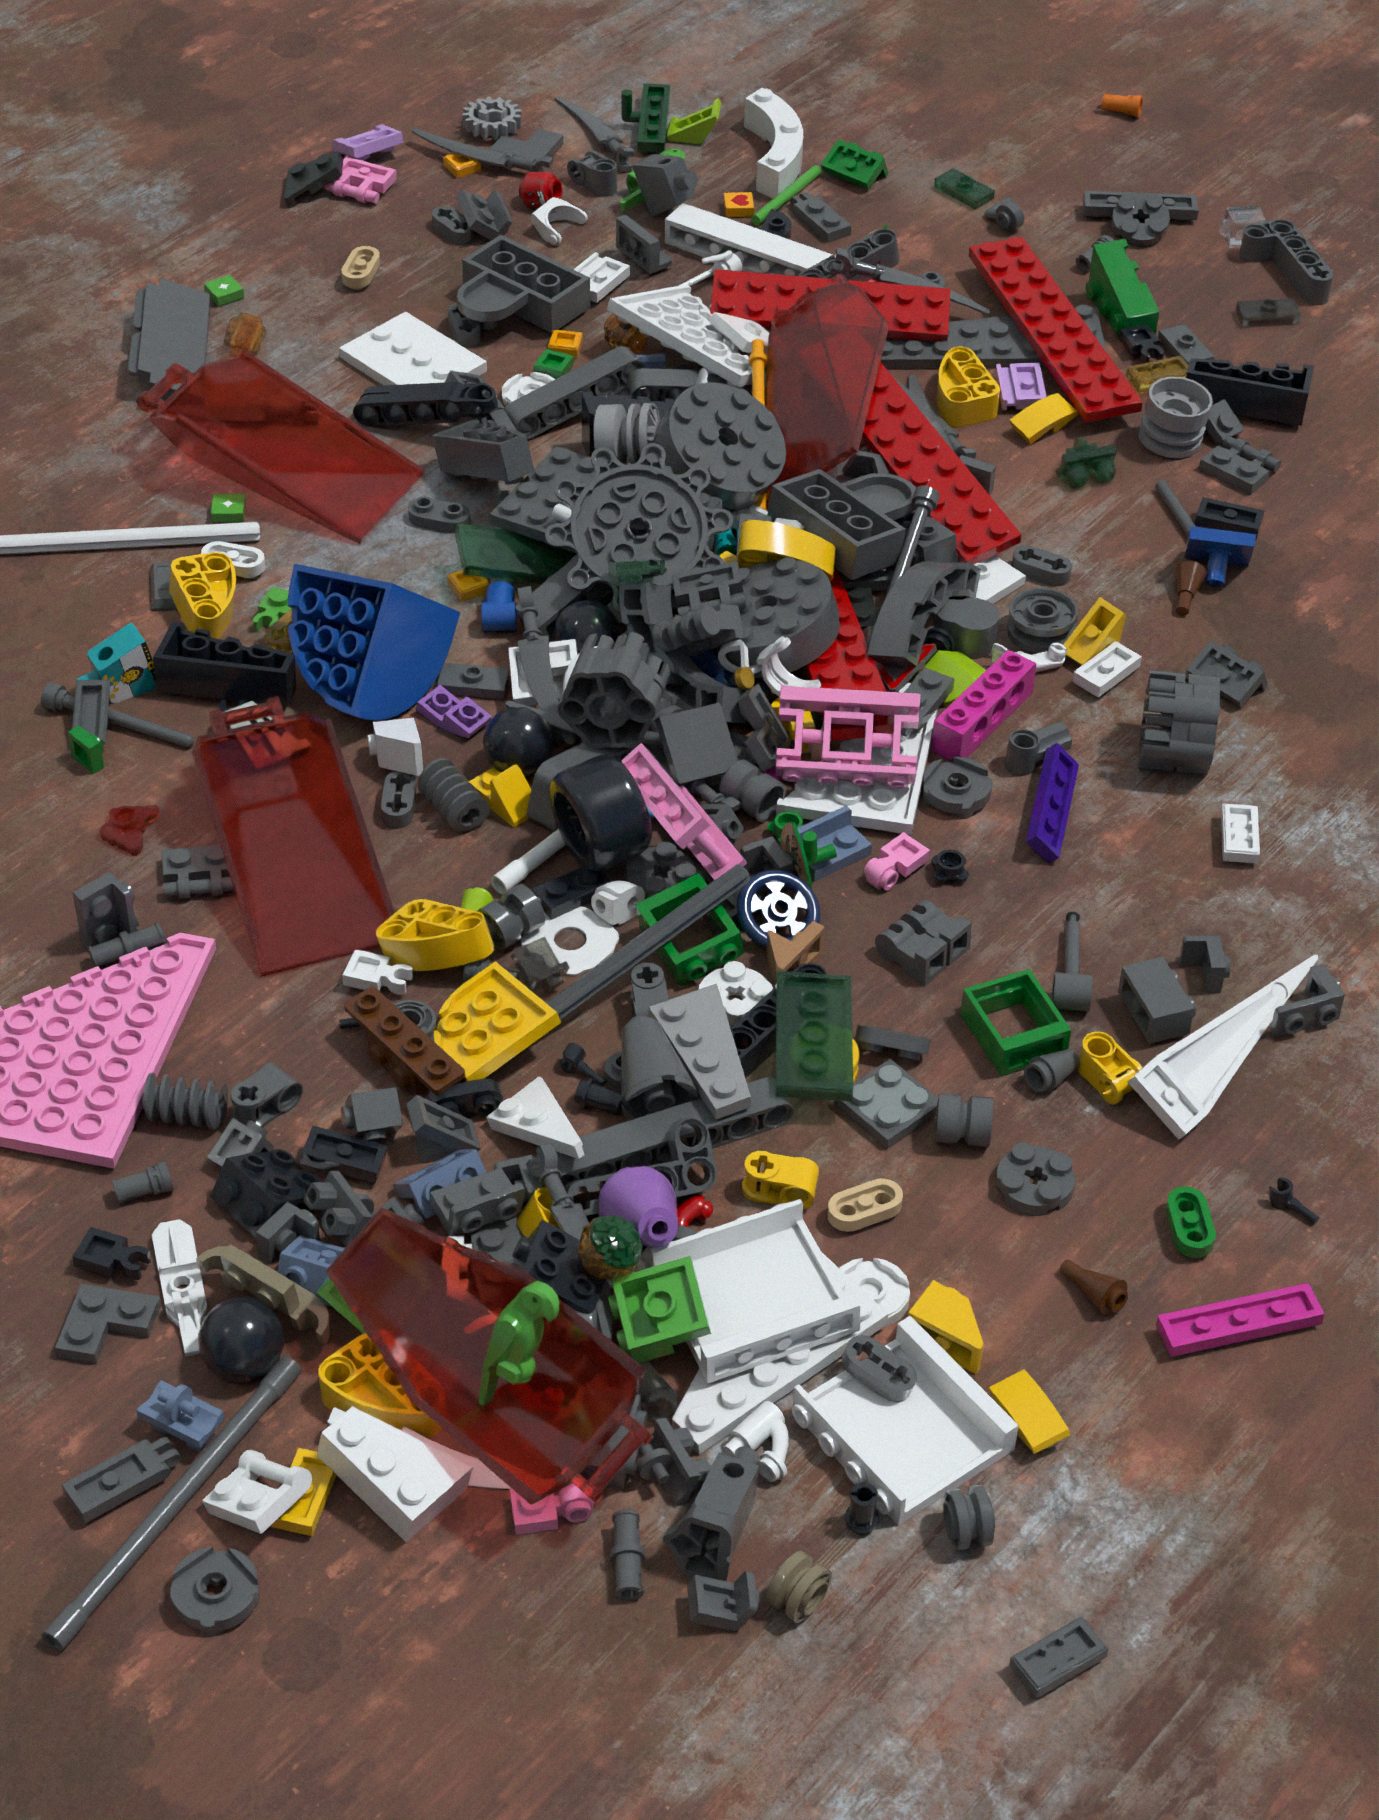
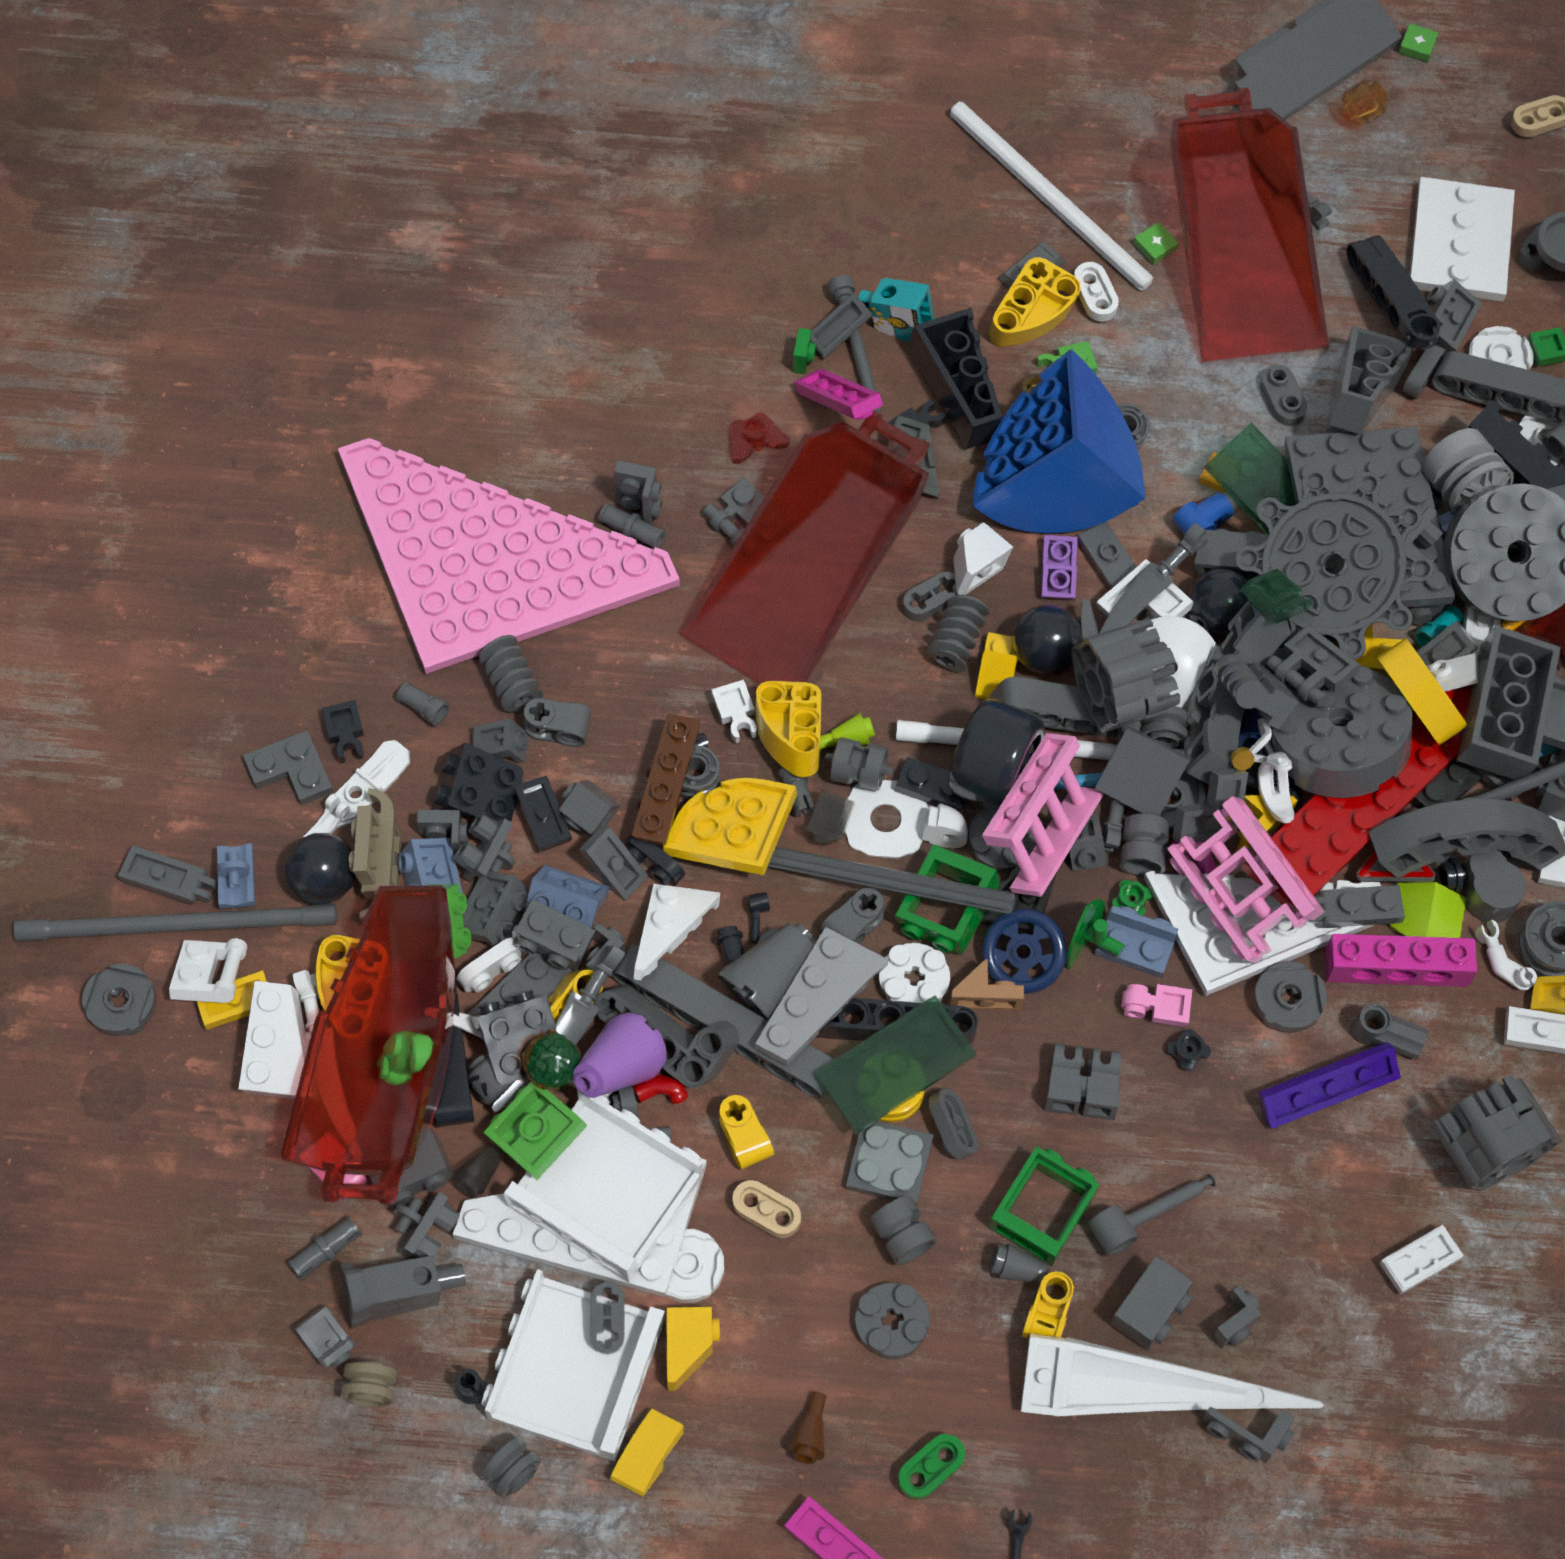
camera: 55 degrees right, 20 degrees up
(164, 732) = (839, 394): none -> dark pink plate
(754, 1430) = (493, 1264): white plant -> none
(767, 856) = (1078, 897): dark grey bracket -> none

